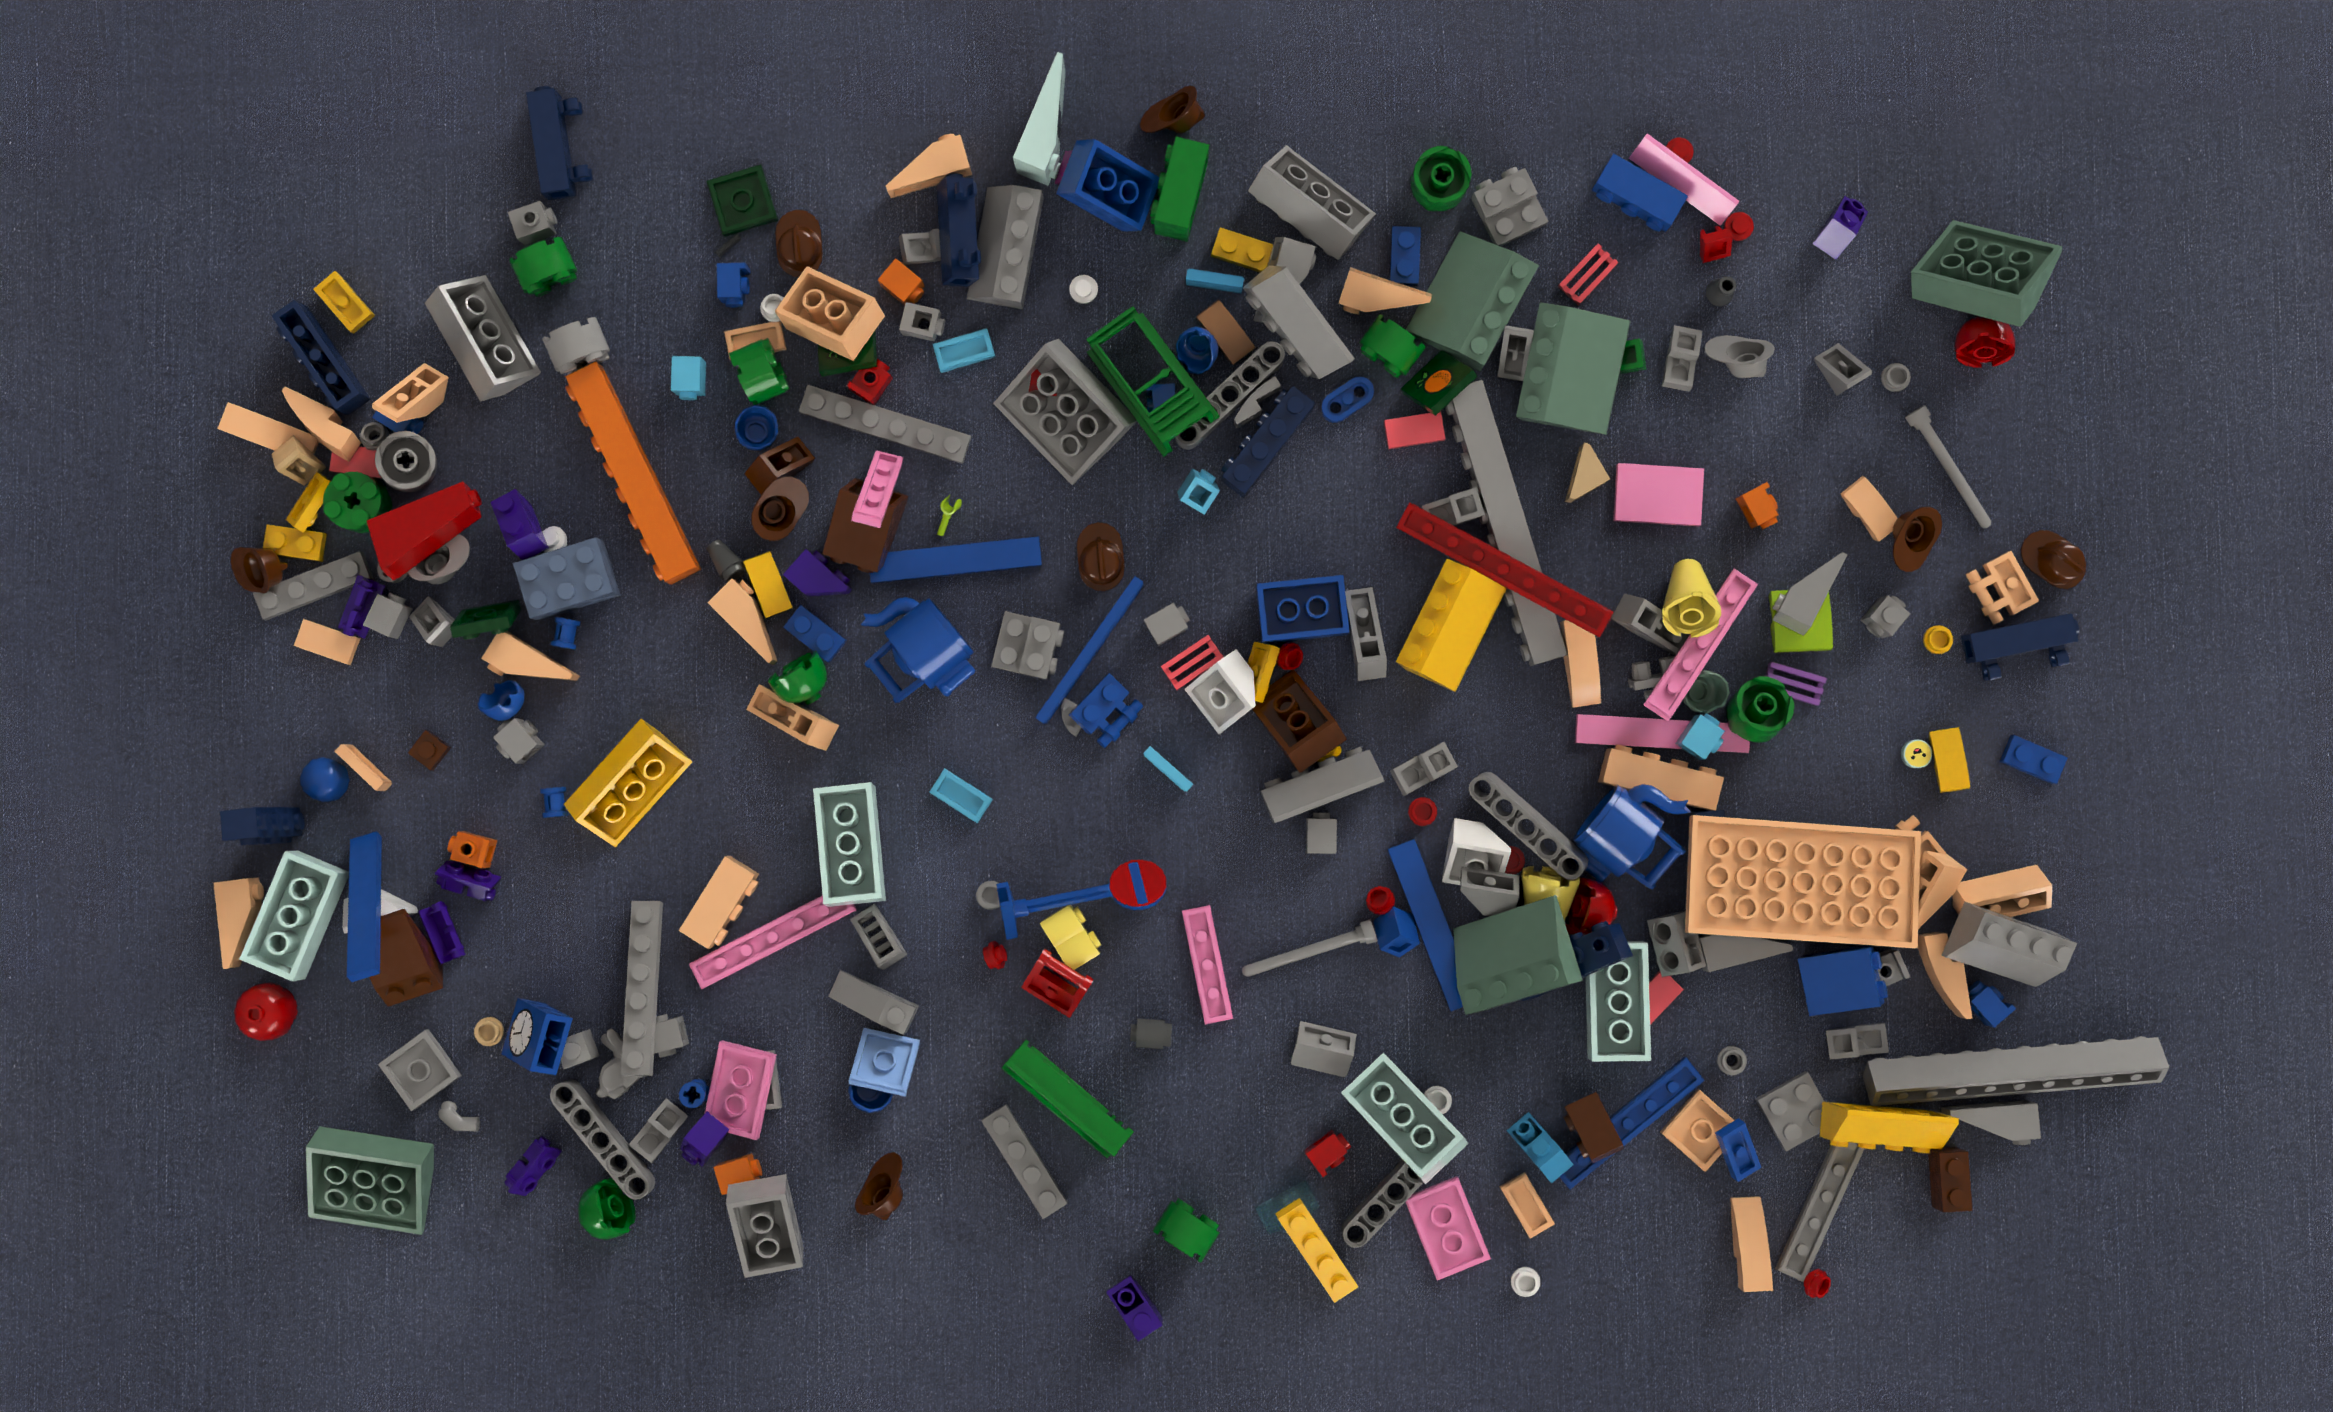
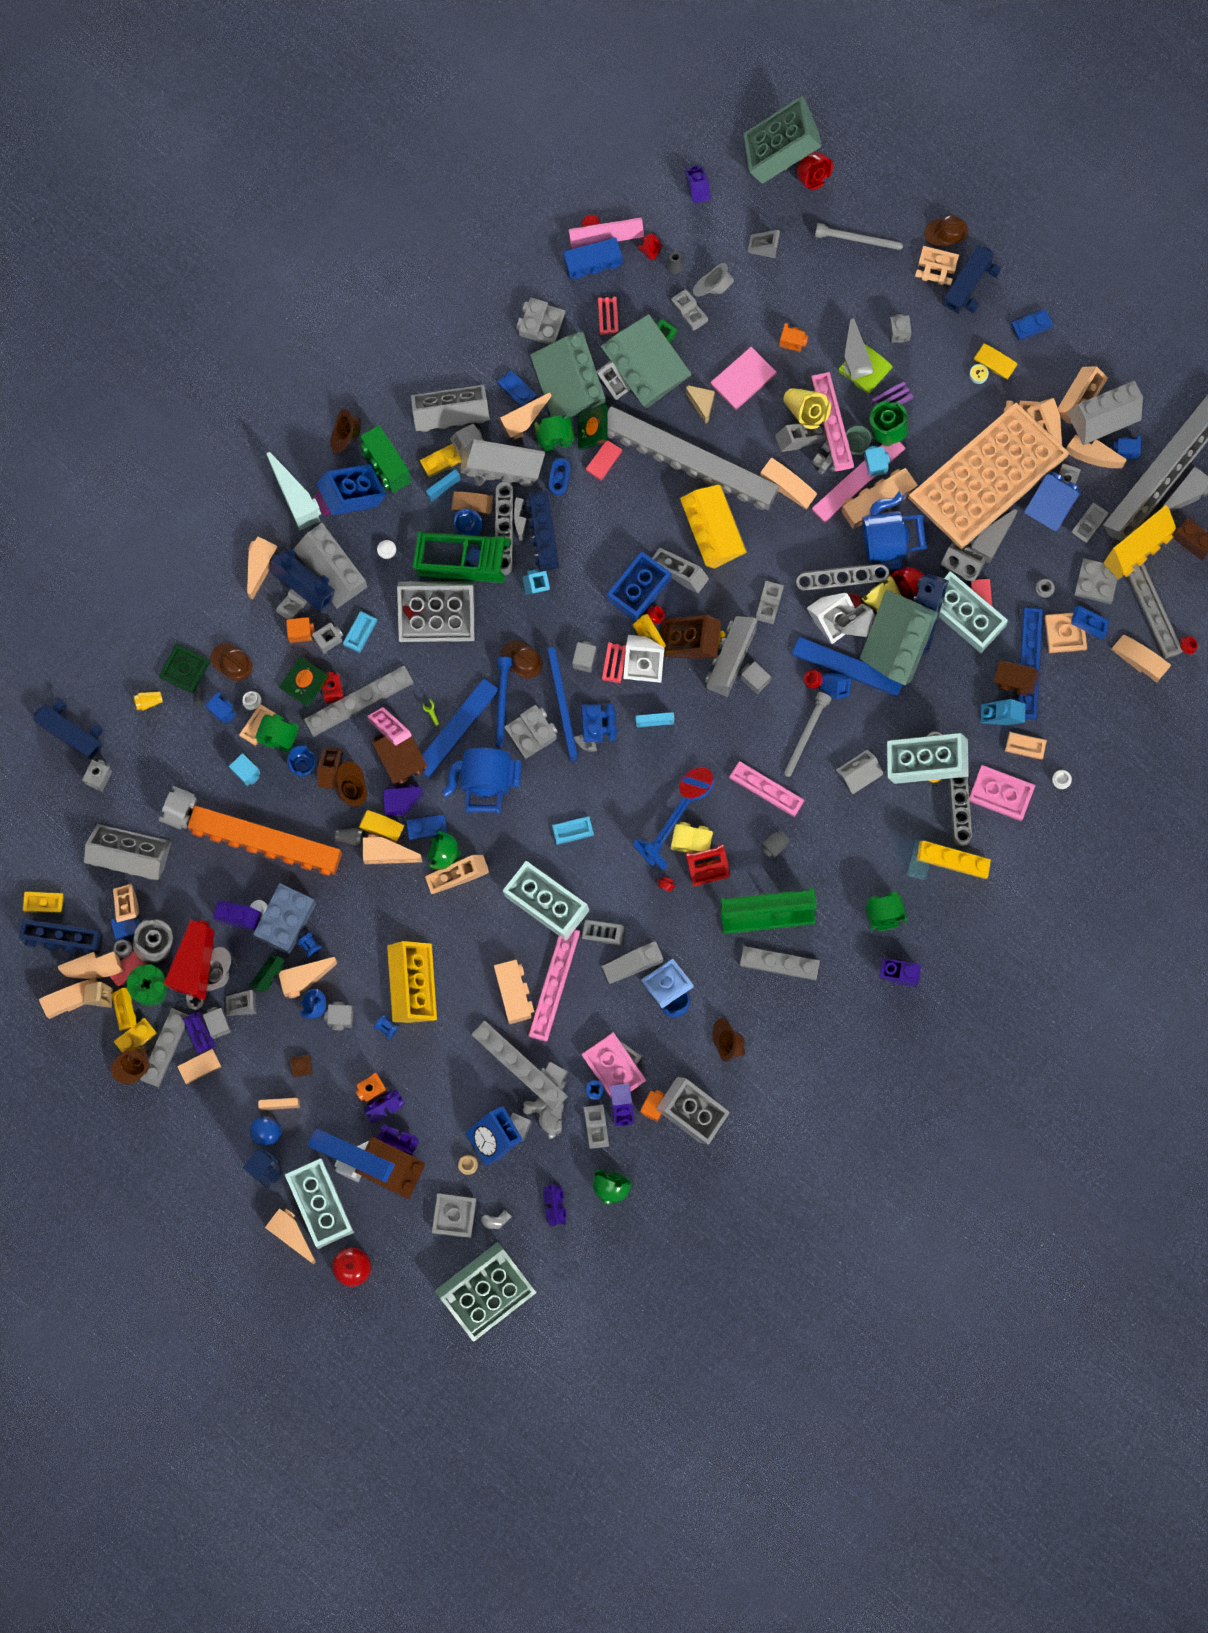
camera: 50 degrees left, 10 degrees down
(543, 266) = (124, 788): green brick -> none
(588, 1134) = (564, 1158): light grey beam -> none
(667, 194) = (146, 700): none -> yellow cone
(830, 313) = (282, 673): light nougat brick -> none
(987, 895) = (634, 860): light grey tile -> none
(1073, 545) = (504, 665): none -> blue piece
(1328, 1151) = (911, 813): red brick -> none
(1422, 811) = (789, 621): red plate -> none
(1447, 164) = (488, 338): green brick -> none
(1457, 507) = (659, 476): light grey slope -> none
(1505, 569) = (710, 476): red tile -> none
(1740, 225) = (652, 227): red plate -> none
(1870, 507) = (843, 289): light nougat slope -> none
(1895, 377) = (792, 224): light grey plate -> none
(1915, 536) = (875, 281): reddish brown piece -> none
(1938, 639) = (934, 316): yellow plate -> none

